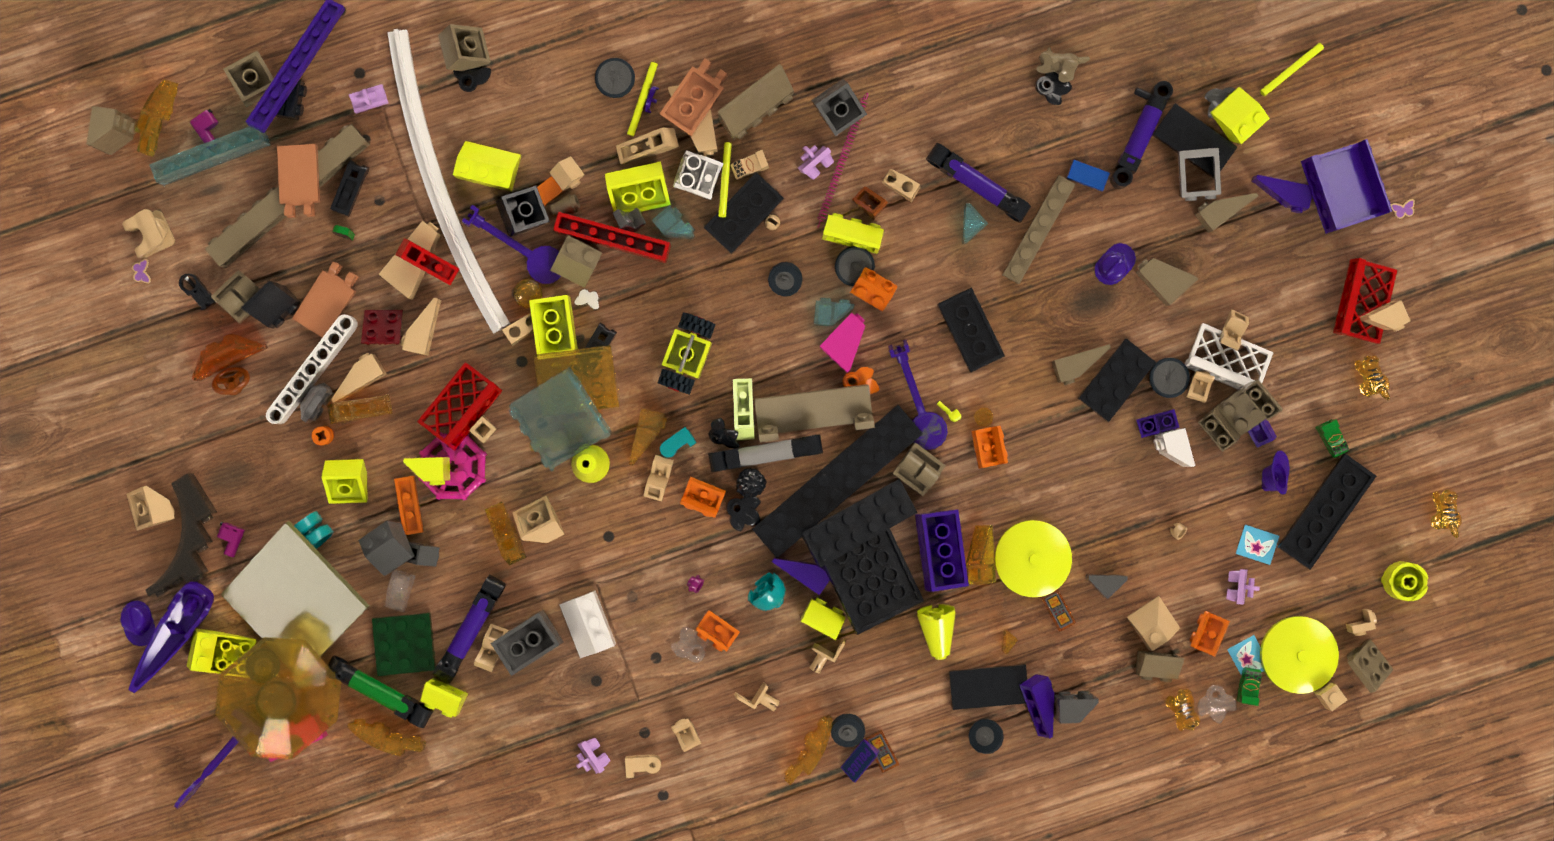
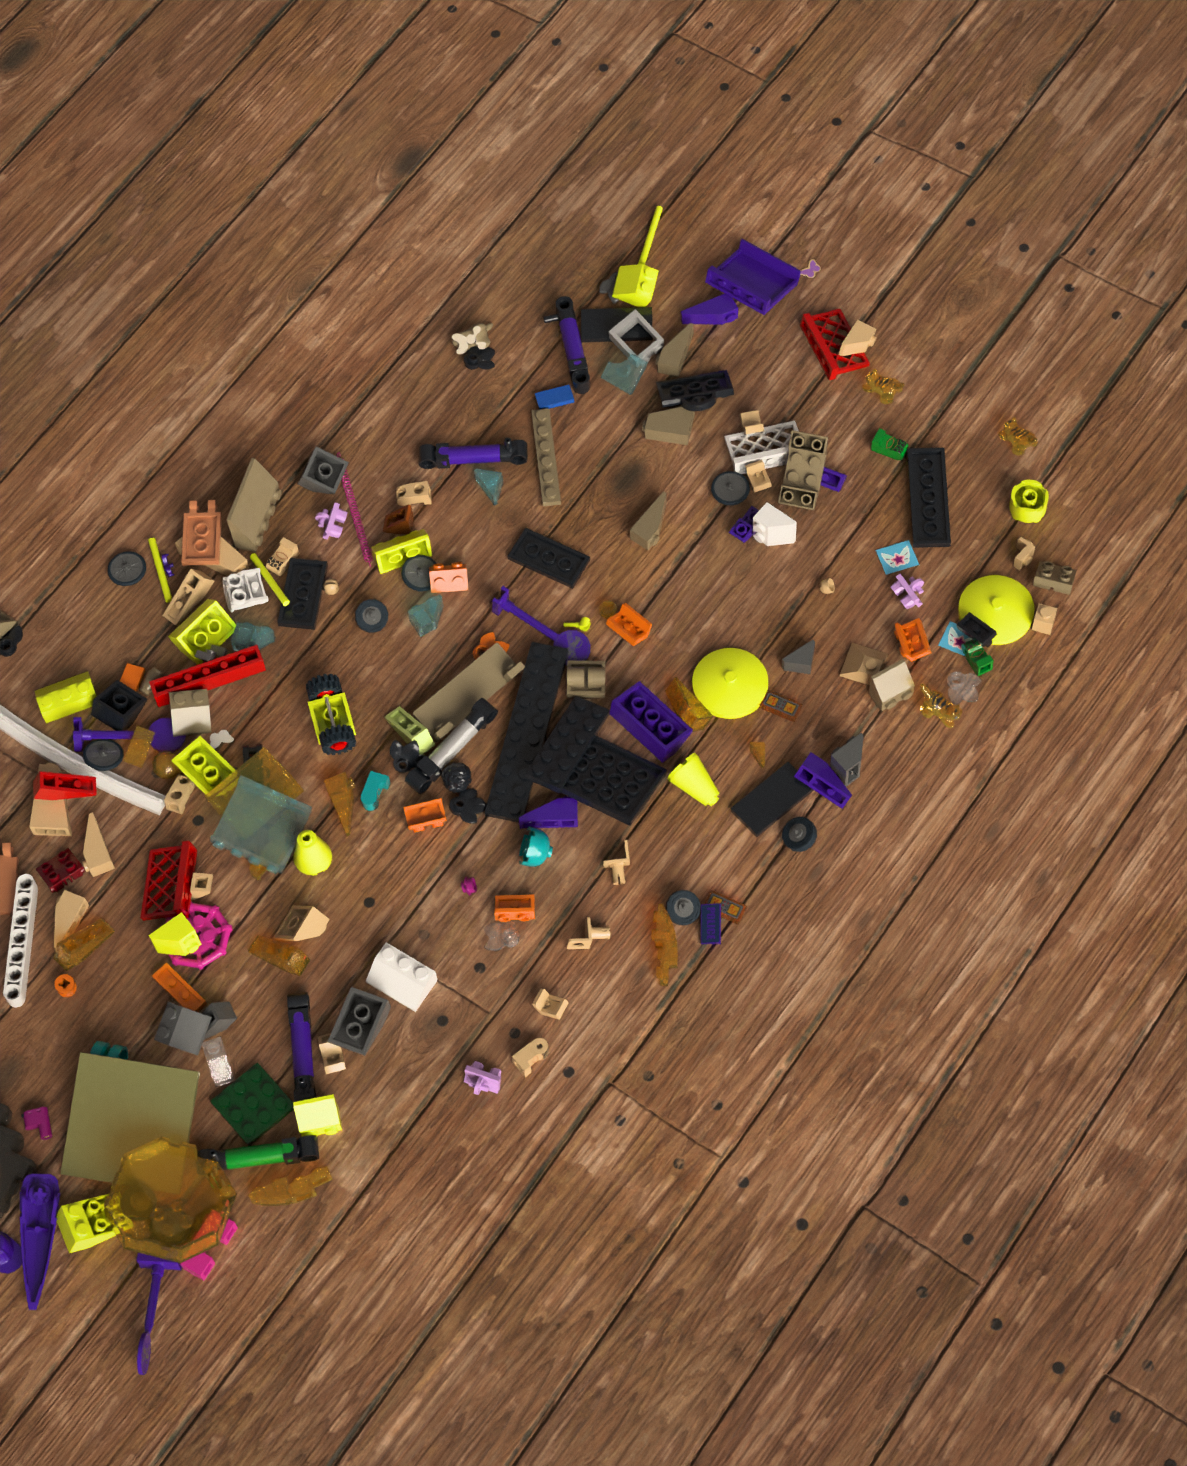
camera: 30 degrees left, 25 degrees down
(313, 401) = (39, 959): flat silver slope -> none
(345, 481) = (111, 1007): neon yellow slope -> none
(481, 247) = (103, 754): none -> dark grey wheel
(515, 262) = (139, 746): none -> clear yellow plate
(567, 173) = (136, 656): tan brick -> none
(658, 478) = (377, 827): tan slope -> none
(823, 618) = (595, 837): neon yellow slope -> none
(844, 341) = (453, 629): dark pink slope -> none
(1115, 264) = (624, 442): dark purple piece -> none
(1116, 380) = (691, 517): black plate -> none
(1164, 200) = (625, 374): none -> clear light blue tile
(1210, 262) = (695, 391): none -> black plate
(1266, 668) = (977, 630): none -> black hinge
(1276, 475) = (867, 497): dark purple piece -> none

